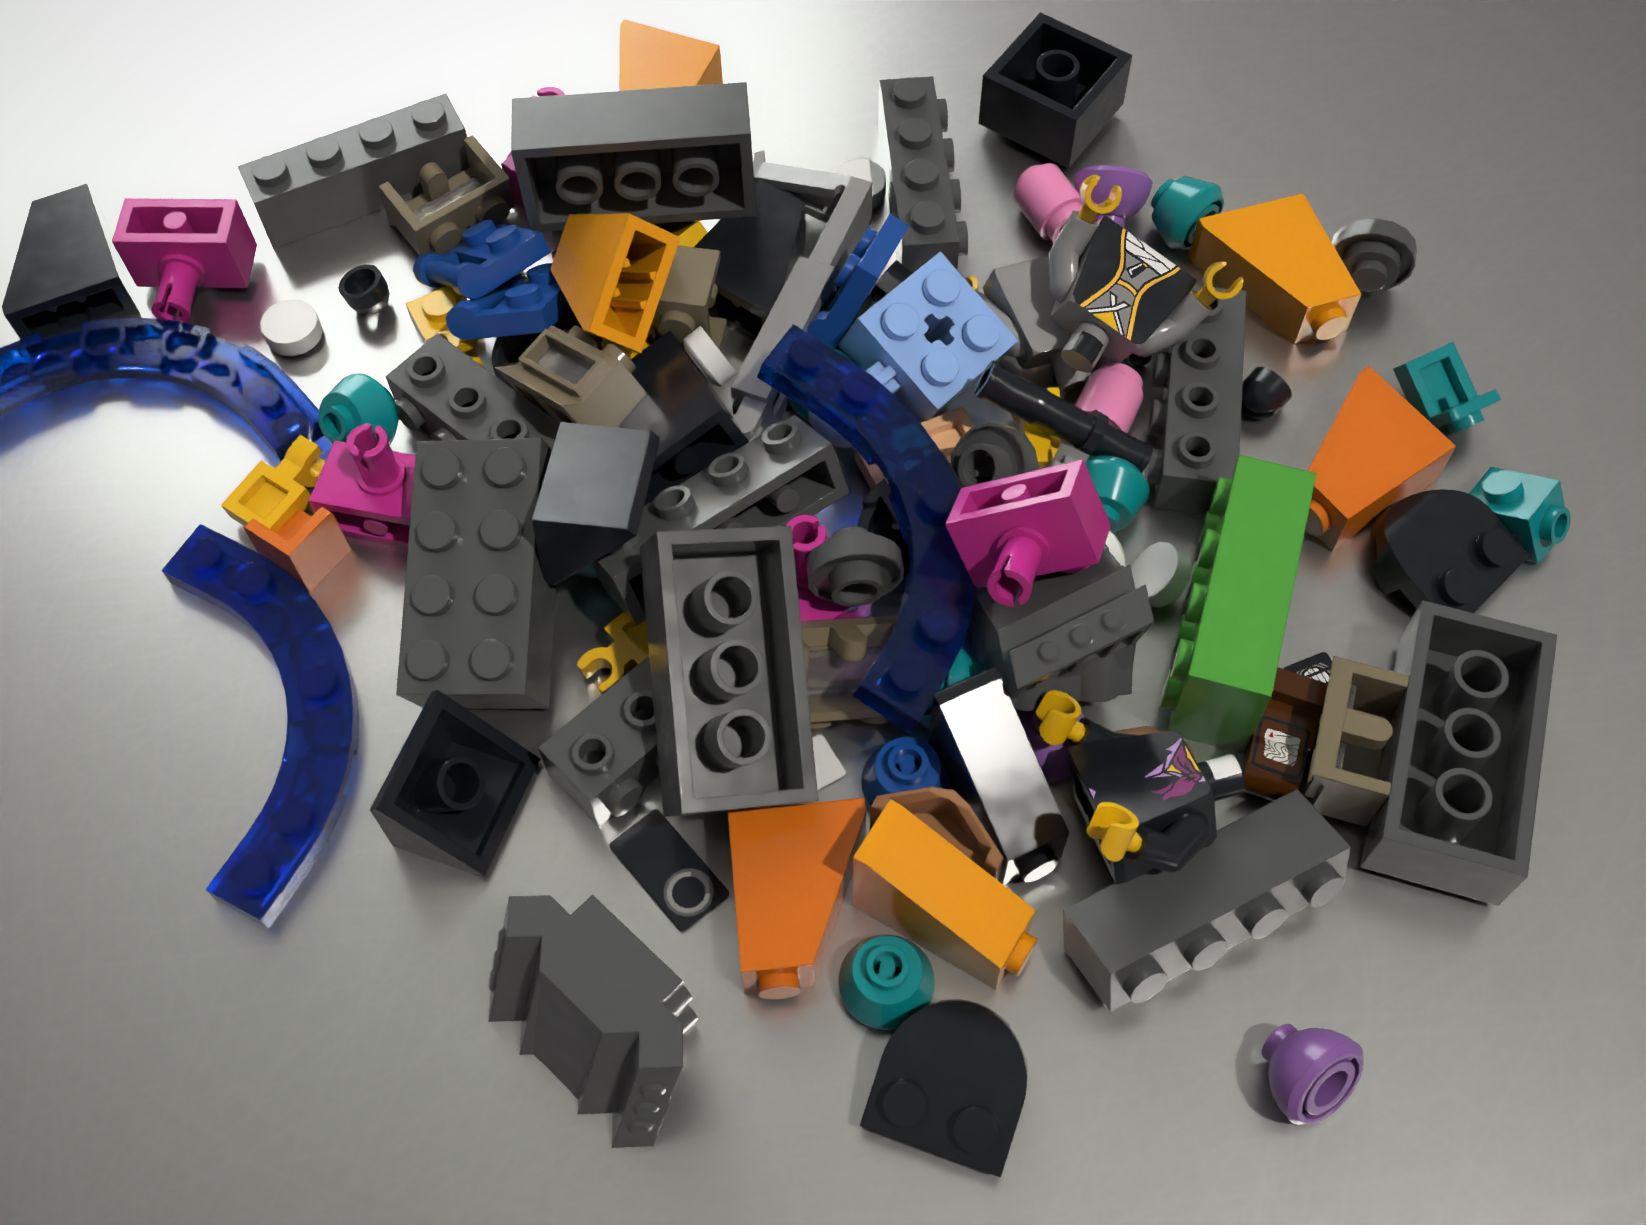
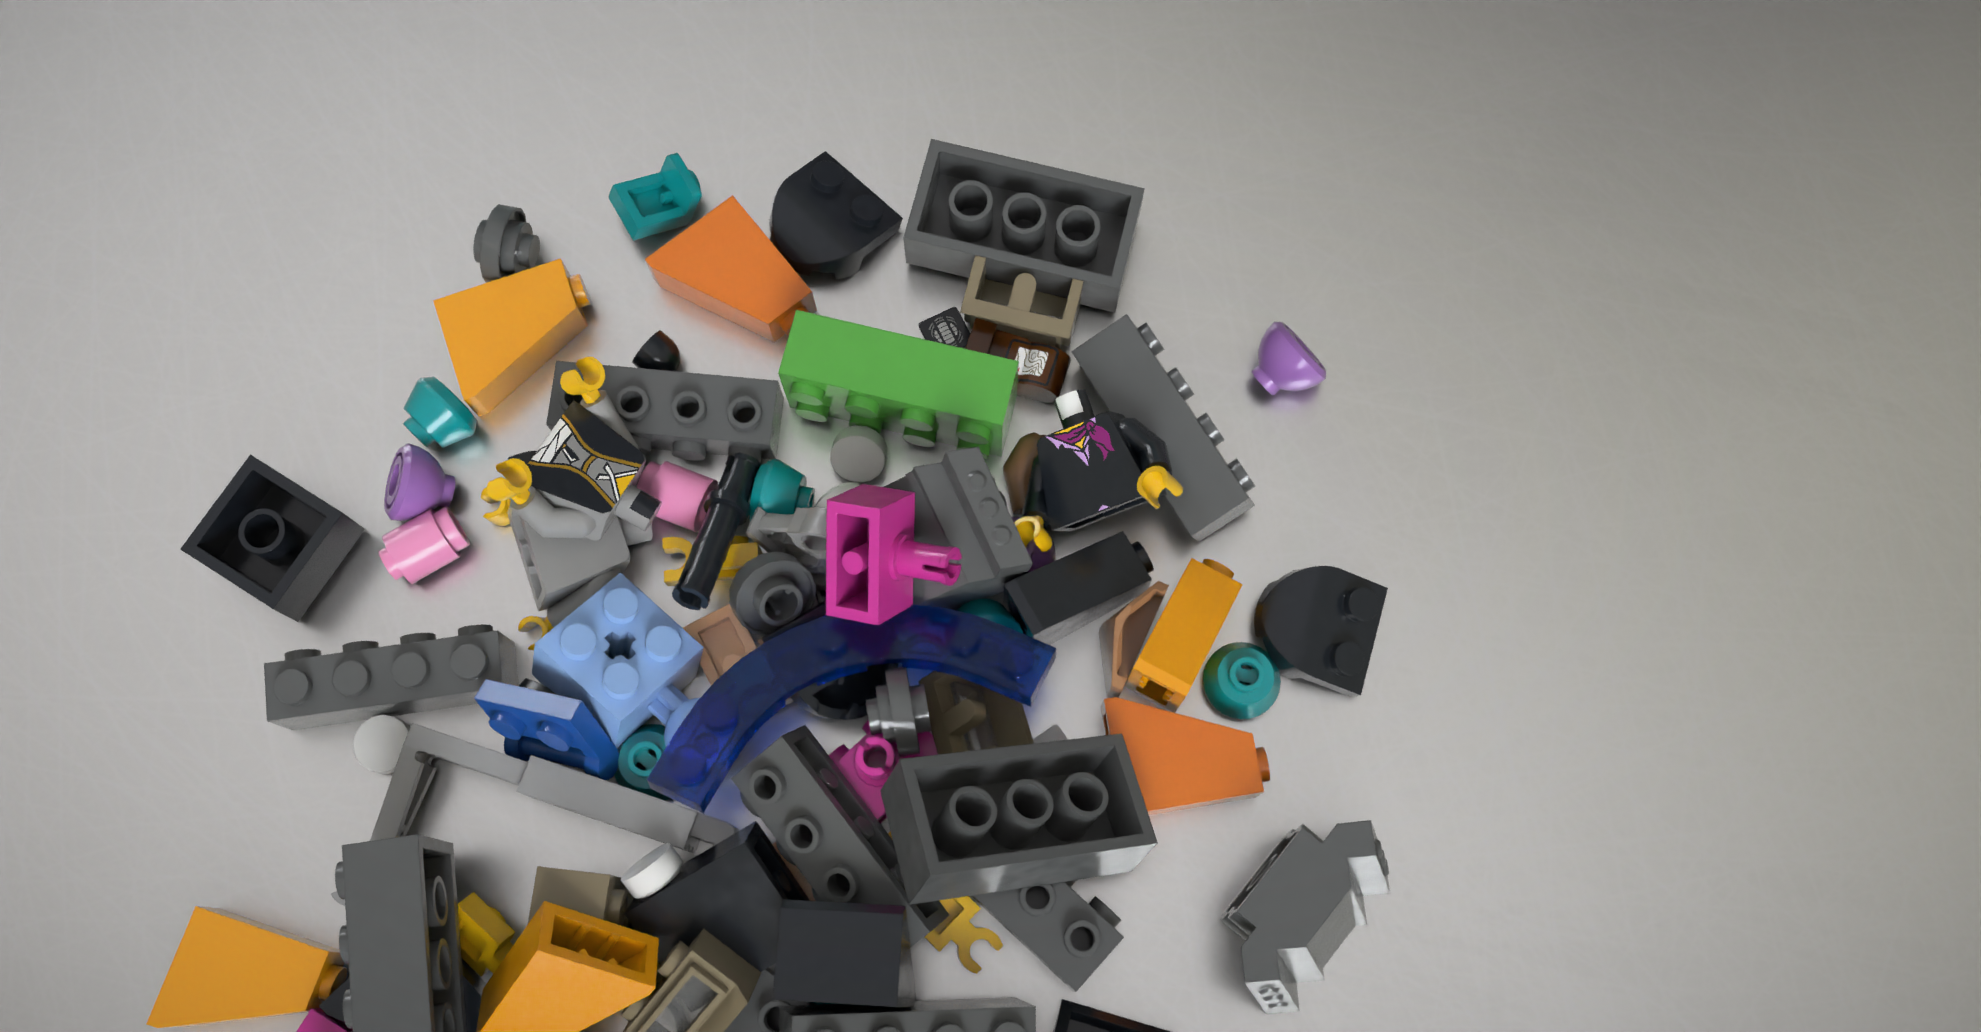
camera: 95 degrees left, 15 degrees up
(669, 870) = (1158, 874): black sticker -> none
(756, 257) = (501, 845): black slope -> none
(901, 767) = (1077, 689): blue cone -> none
(1527, 507) = (778, 151): teal bracket -> none

